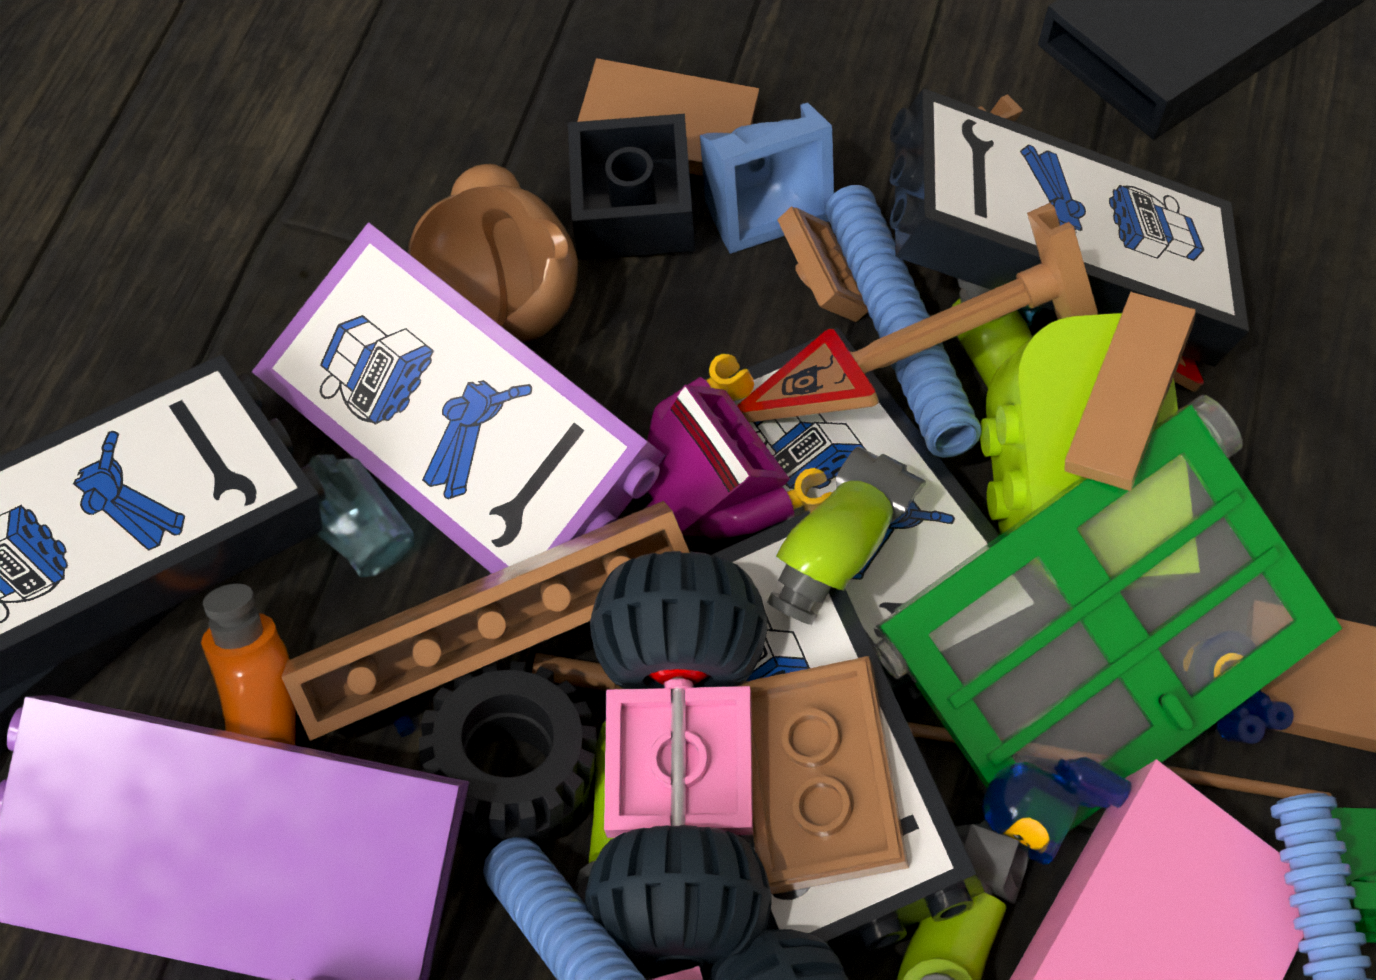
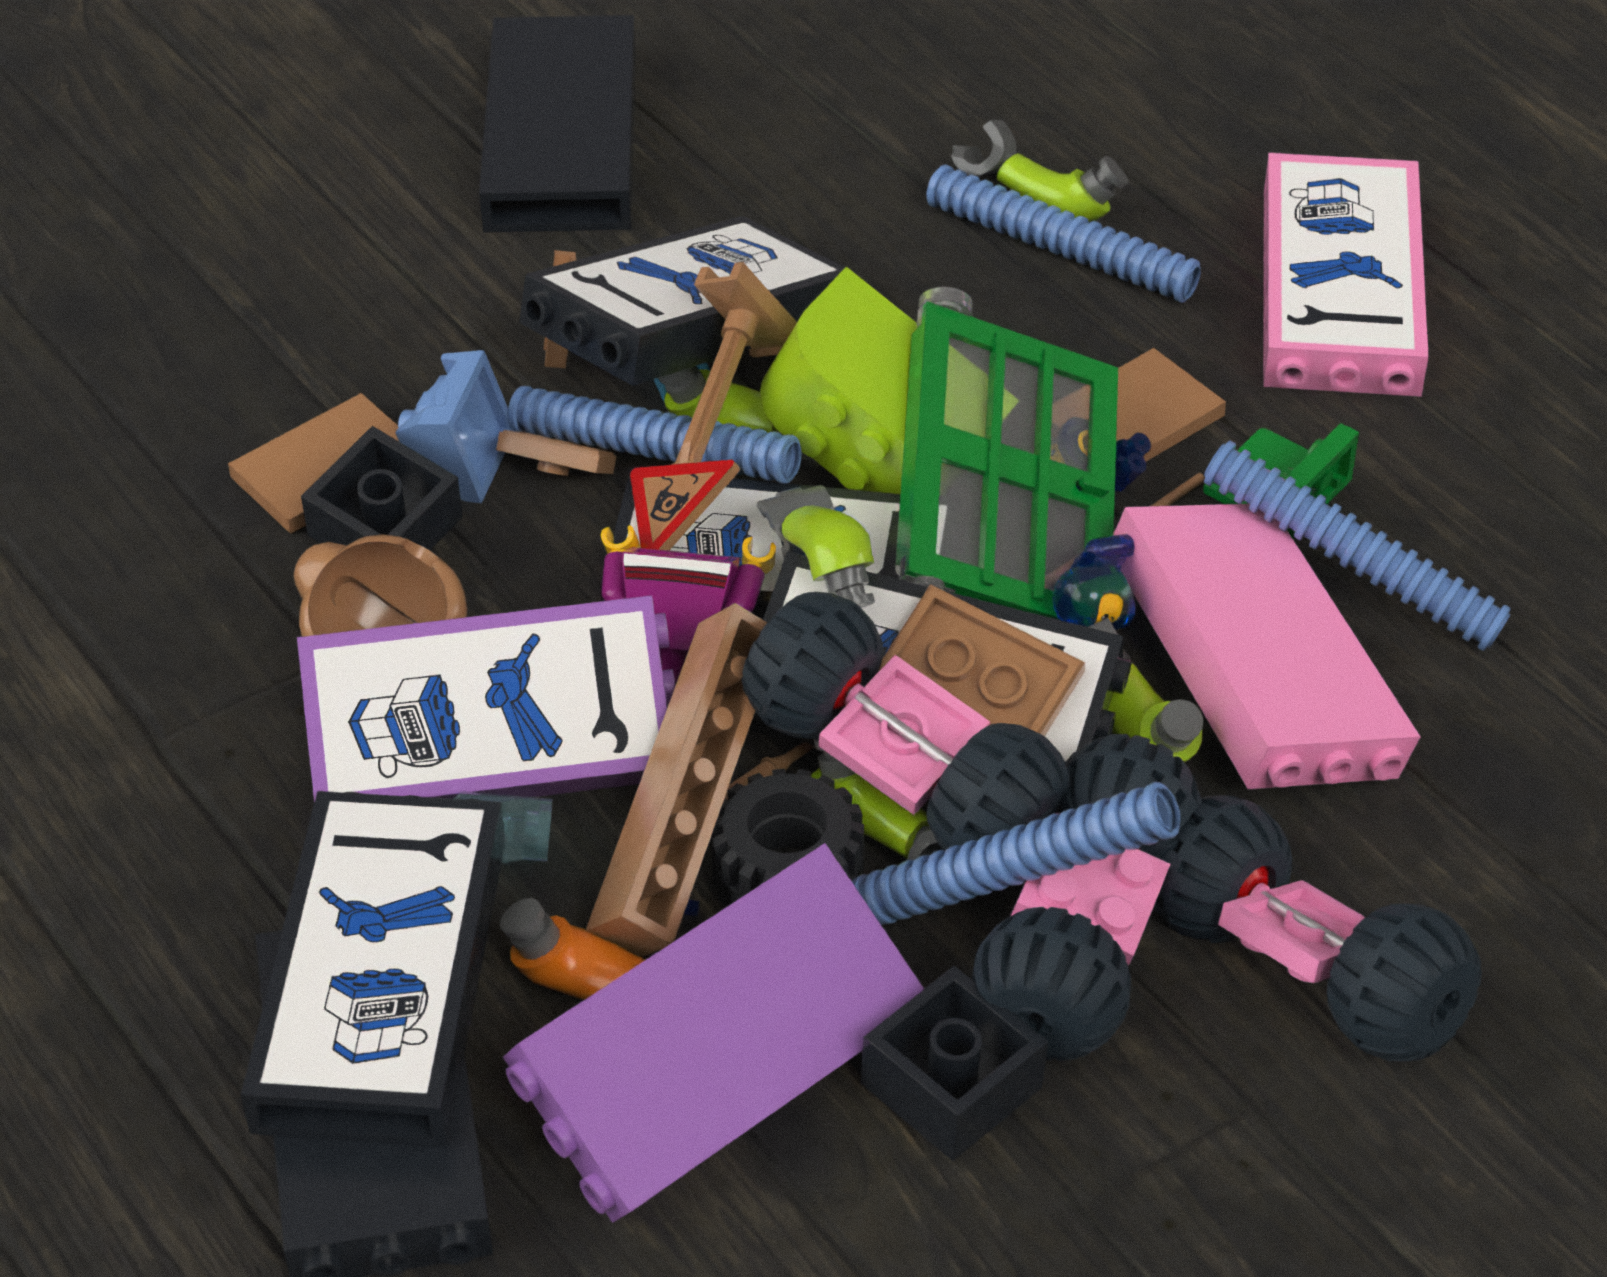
camera: 45 degrees left, 10 degrees down
(1130, 391) = (889, 320): medium nougat tile -> none

